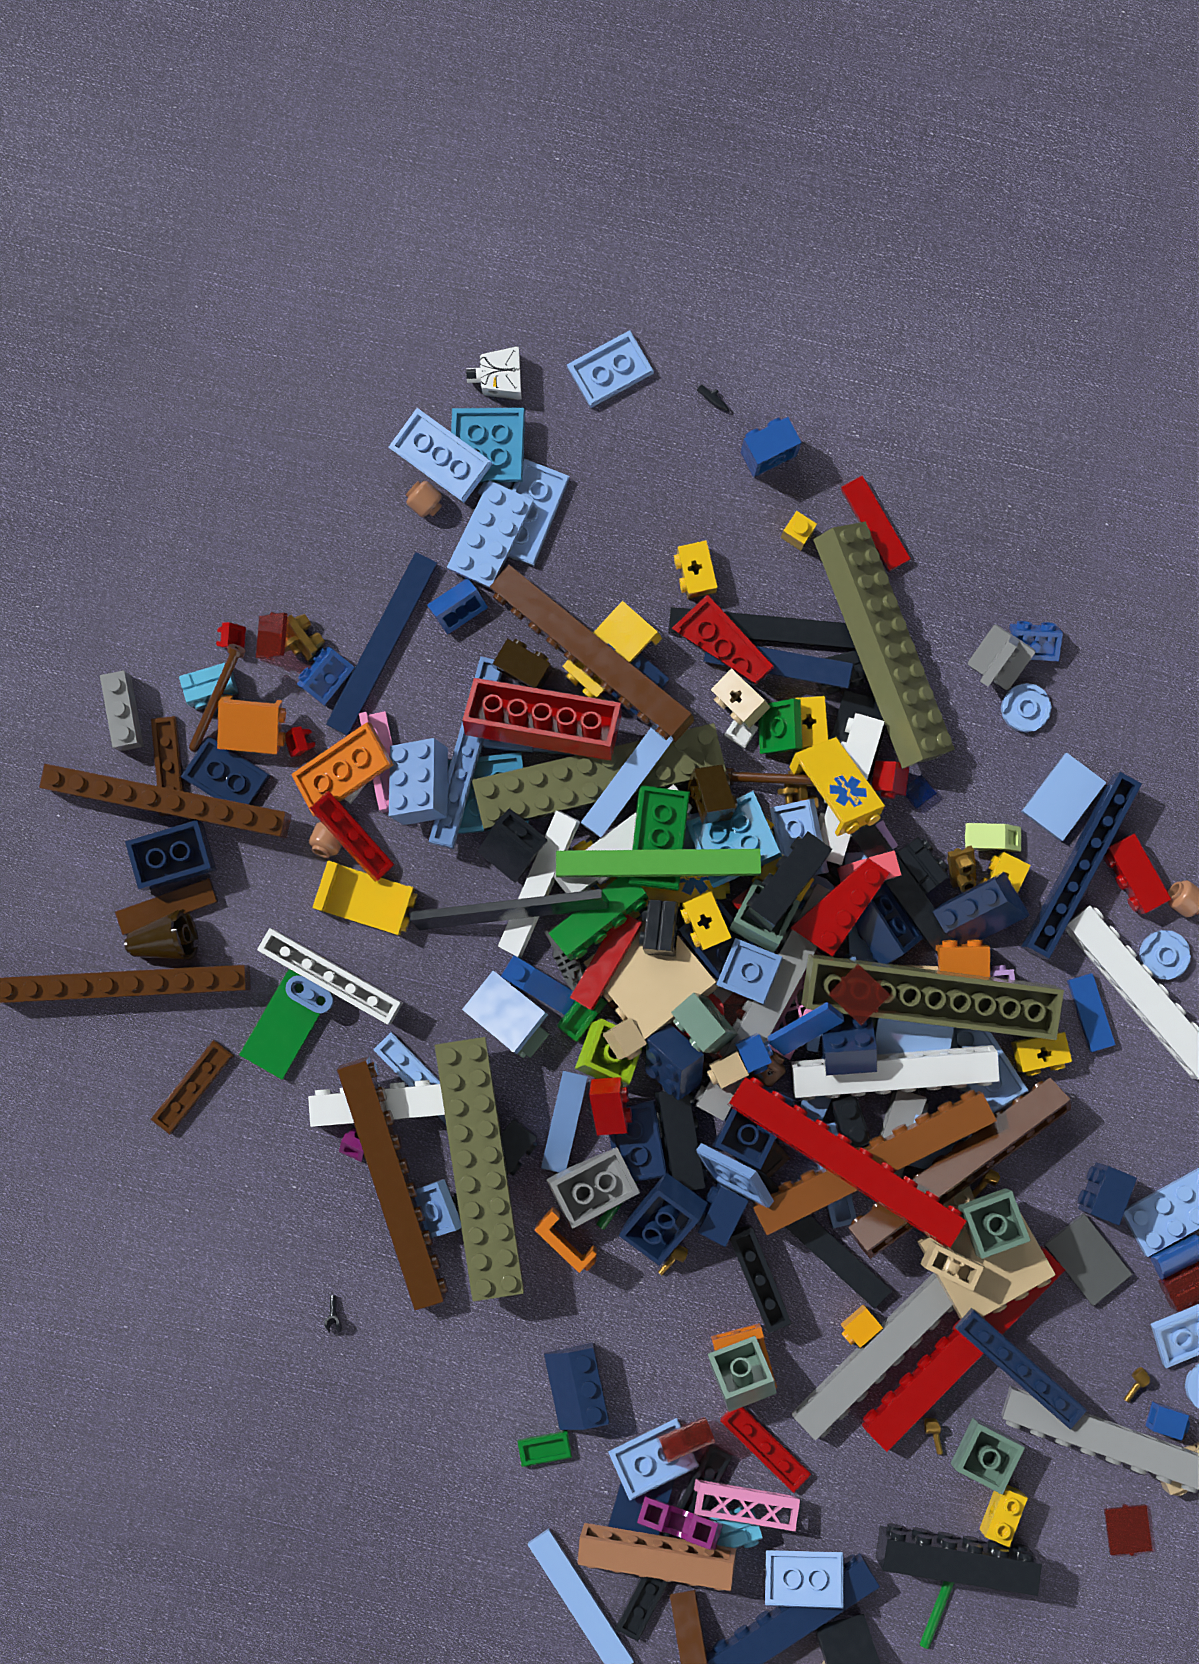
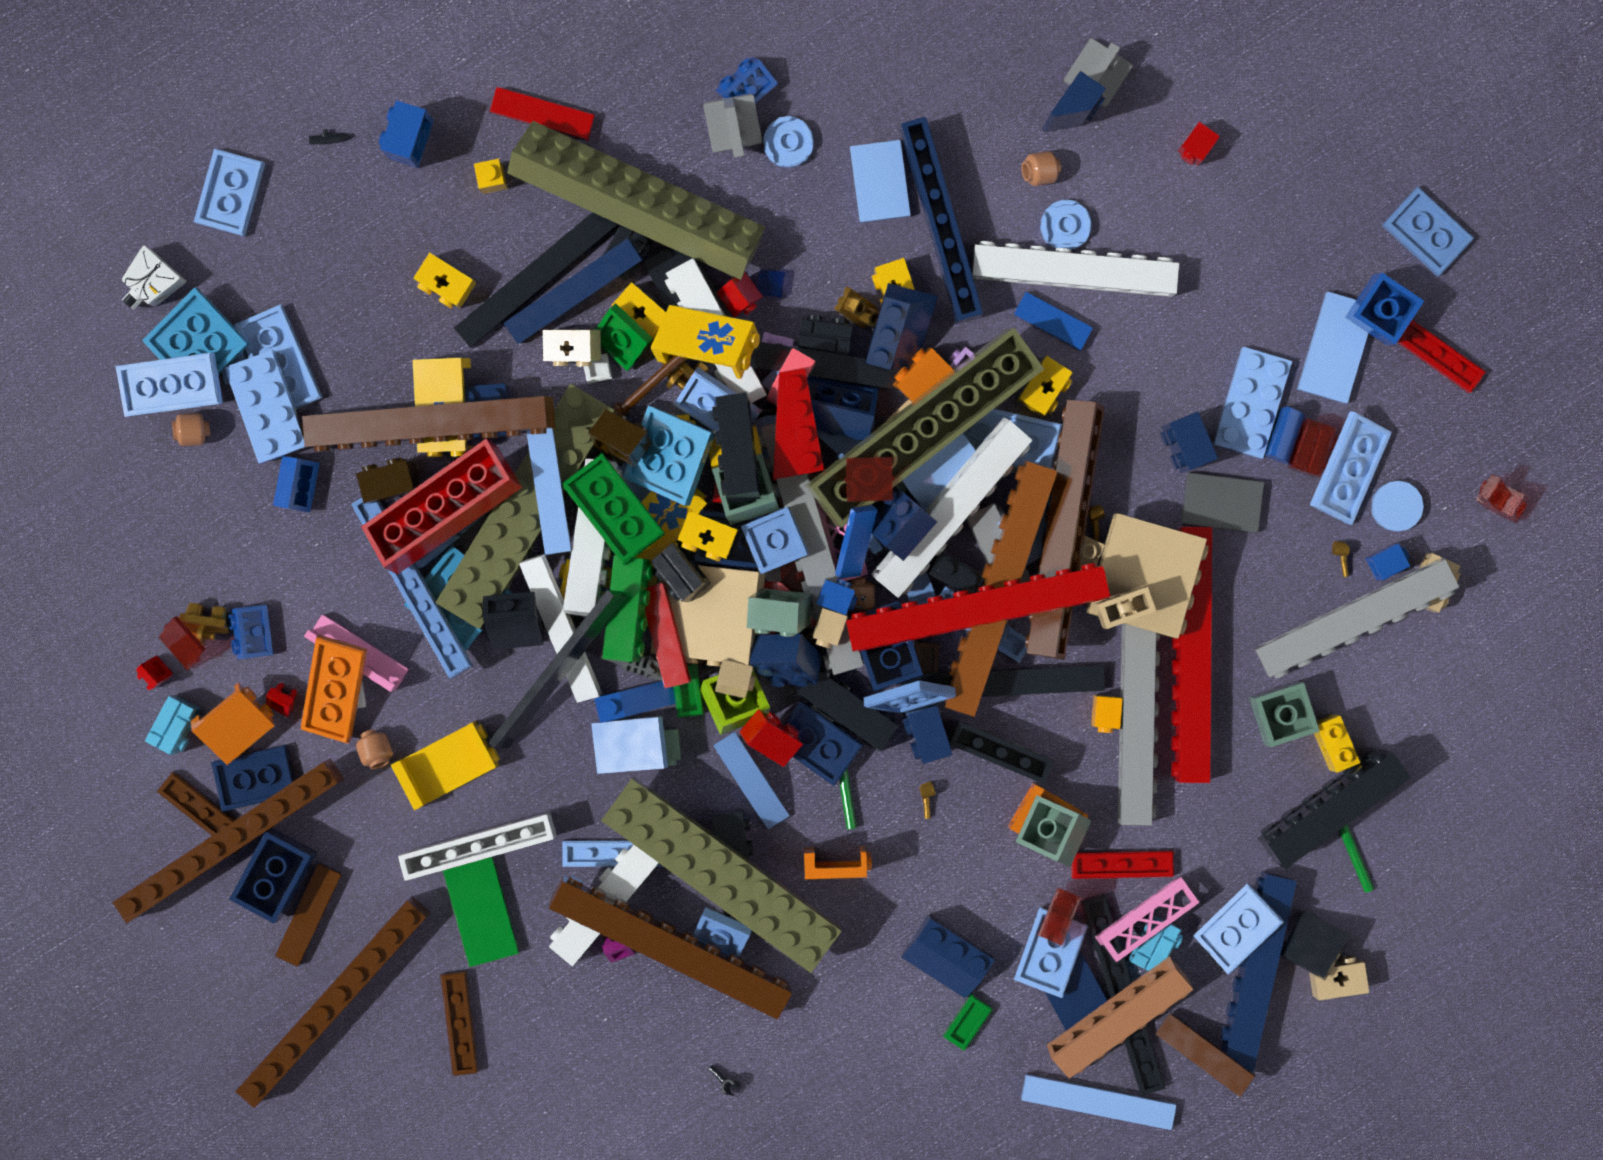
camera: 45 degrees left, 5 degrees up
(121, 711) = (129, 807): light grey brick -> none
(164, 938) = (330, 938): dark brown cone -> none
(235, 652) = (167, 683): reddish brown bar -> none
(309, 995) = (476, 873): medium blue plate -> none
(351, 836) = (390, 730): red tile -> none
(381, 644) = (269, 566): dark blue tile -> none
(418, 781) = (398, 642): medium blue brick -> none
(592, 1187) = (817, 805): light grey slope -> none
(658, 863) = (630, 529): bright green tile -> none
(663, 1219) = (889, 779): dark blue brick -> none
(680, 1523) = (1112, 978): magenta arch -> none
(719, 636) = (514, 314): red wing -> none
(932, 1426) = (1227, 732): pearl gold hand -> none
(993, 837) = (857, 263): yellowish green slope -> none
(994, 1223) = (1125, 547): sand green brick -> none
(1020, 1368) = (1246, 630): dark blue tile -> none
(1128, 1529) = (1434, 665): clear red piece -> none
(1136, 875) = (987, 187): red brick -> none

